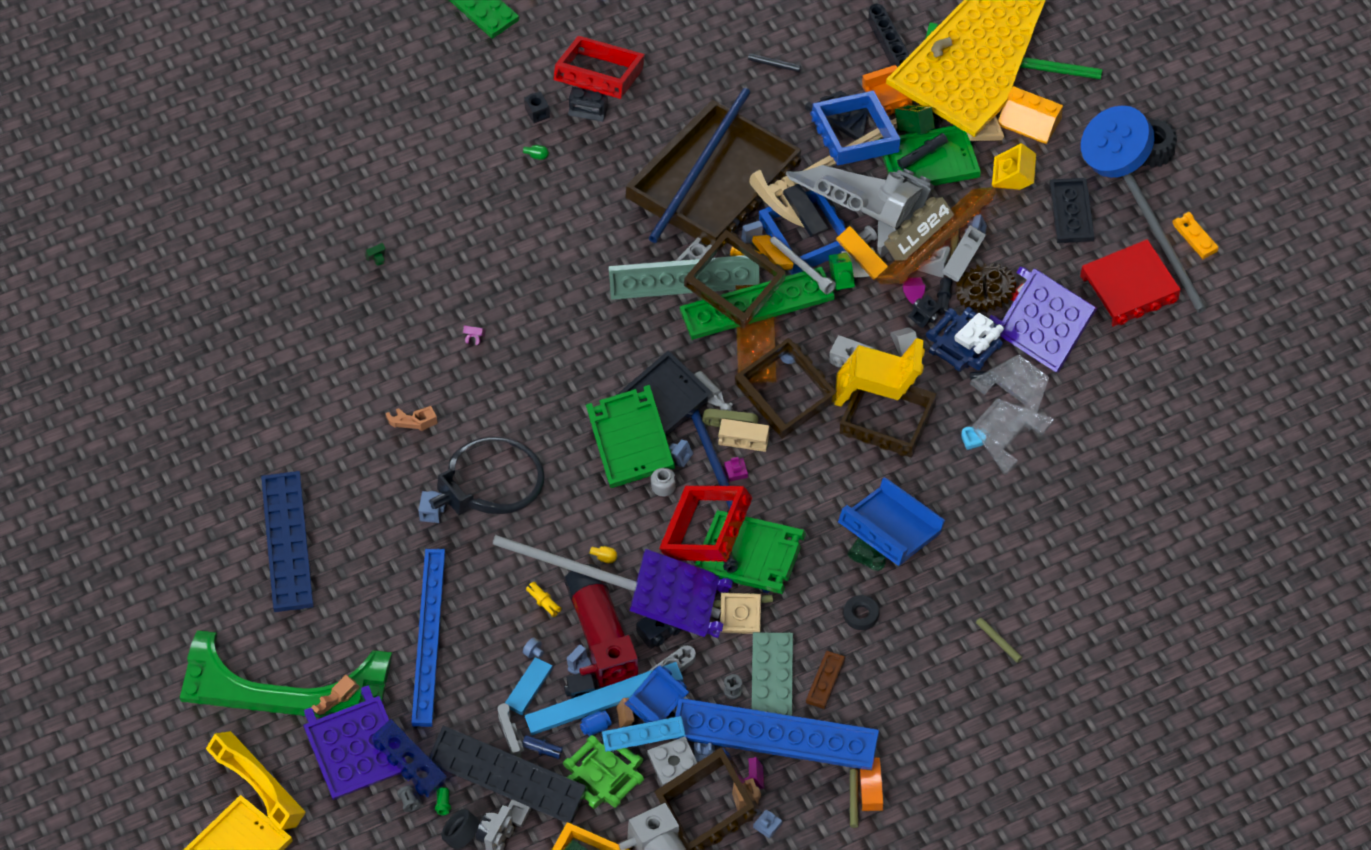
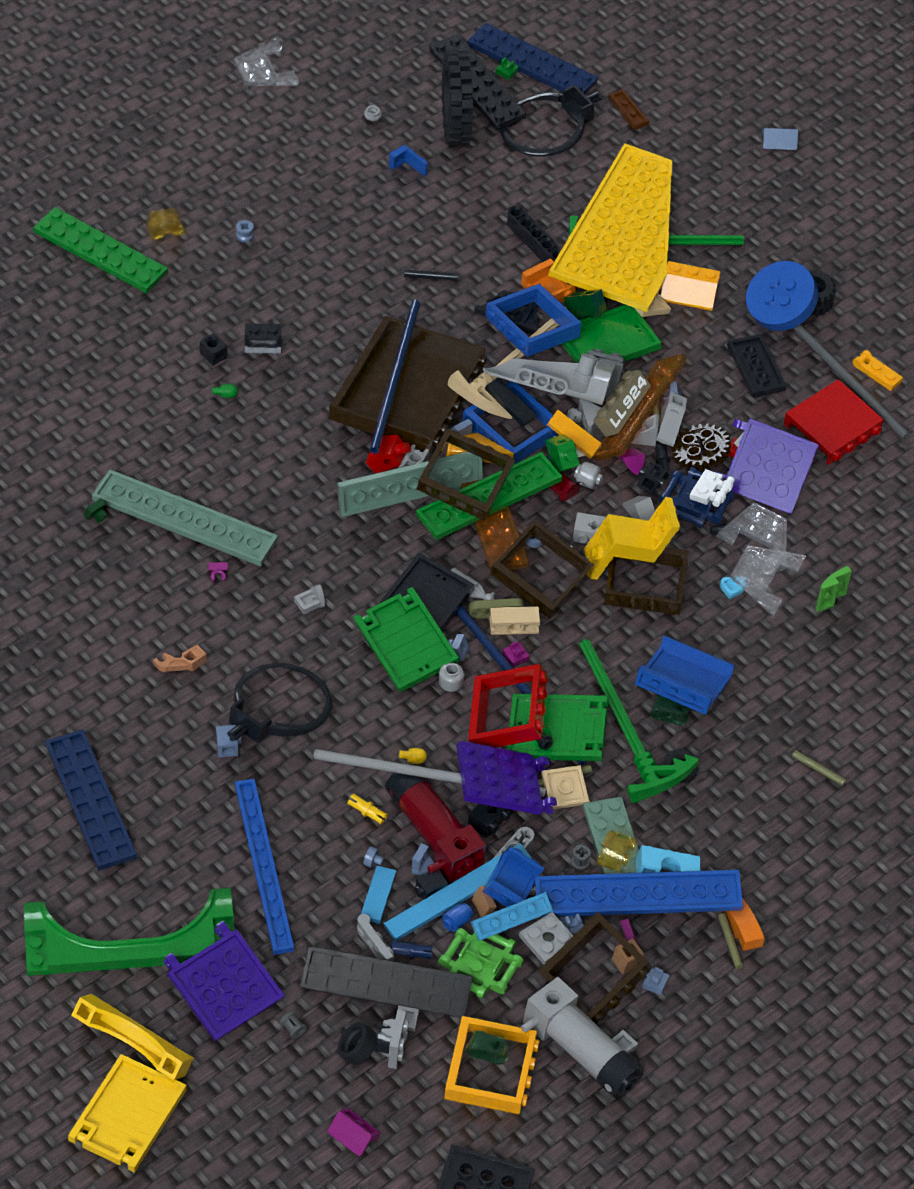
camera: 20 degrees left, 5 degrees down
(340, 693) = (195, 934): nougat piece -> none
(392, 733) = (281, 974): clear blue brick -> none
(443, 801) = (329, 1027): green pin -> none
(459, 275) = (185, 517): none -> sand green plate
(553, 379) = (310, 599): none -> light grey tile
(593, 80) = (265, 313): red window -> none
(671, 243) = (389, 455): none -> red torso
(766, 685) = (615, 850): none -> clear yellow cylinder
(799, 703) = (654, 859): none -> medium azure arch
(825, 284) = (552, 466): light grey piece -> none
(825, 603) = (643, 760): none -> green piece
(825, 679) = (667, 828): reddish brown tile -> none
(838, 307) = (565, 489): none -> dark red tile
(863, 297) = (588, 475): none -> light grey head
(928, 148) = (607, 327): black pin -> none
(939, 45) = (589, 233): dark tan arm -> none
(1014, 168) = (691, 335): yellow slope -> none
(1069, 457) = (833, 587): none -> bright green slope

